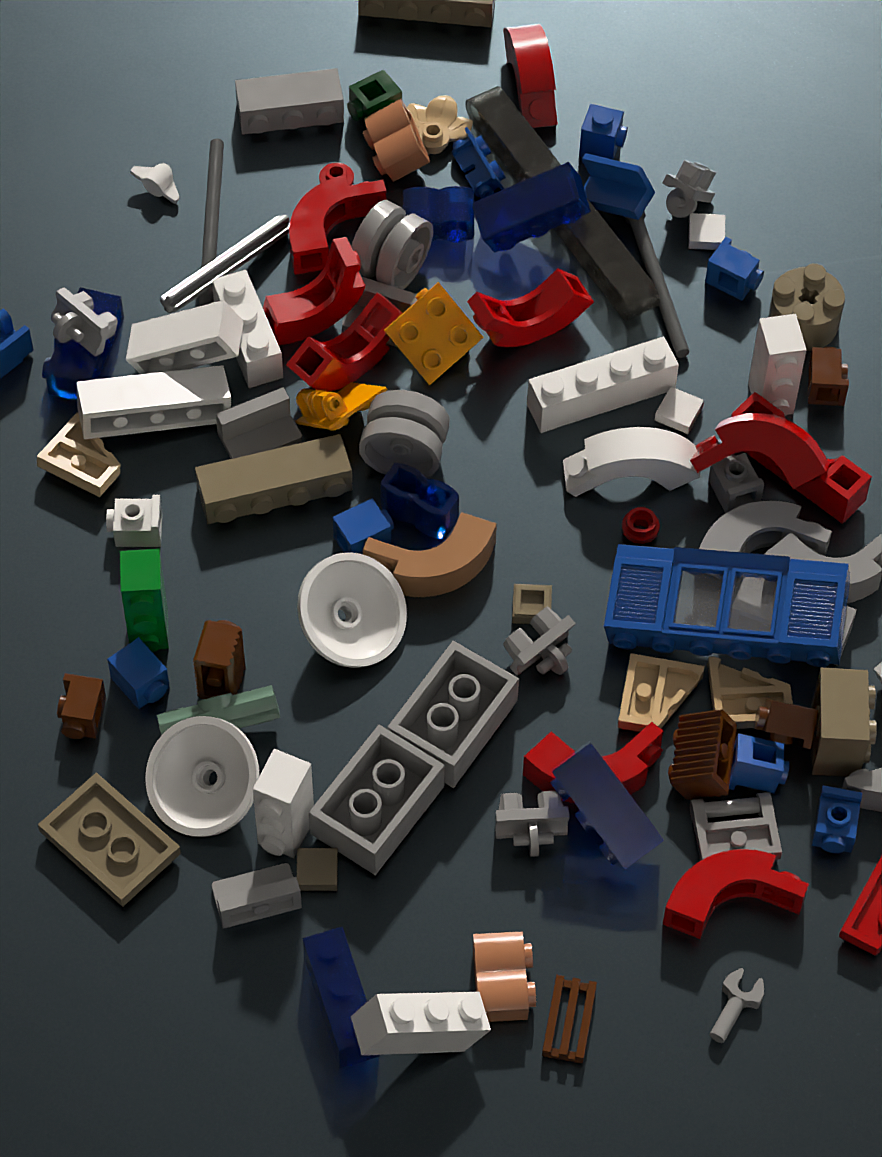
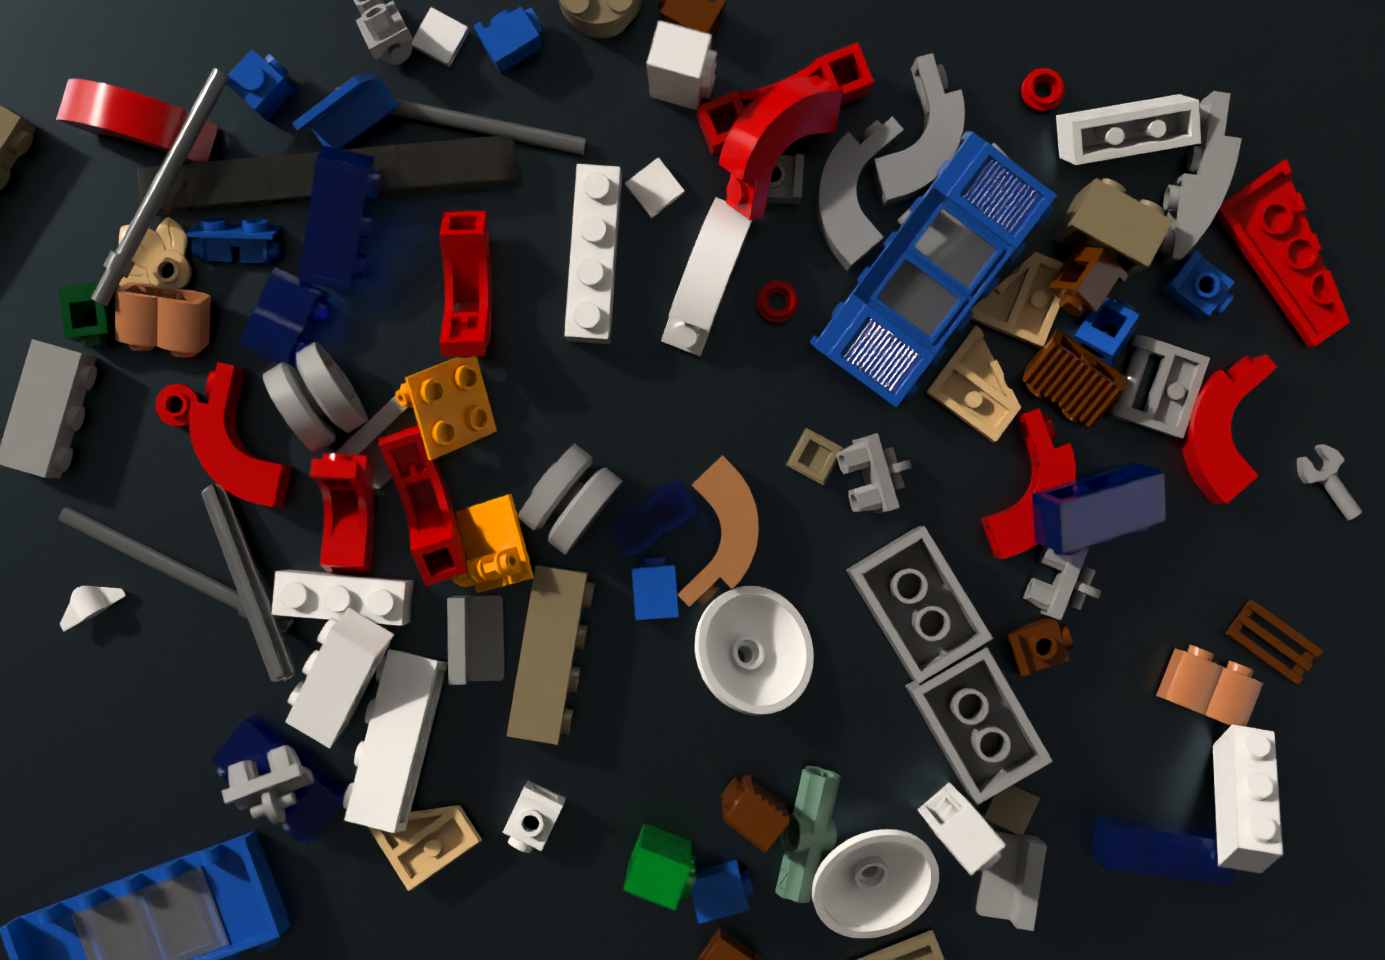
camera: 65 degrees left, 30 degrees up
(422, 94) = (120, 263): none -> dark grey bar
(463, 838) = (1022, 645): none -> reddish brown brick

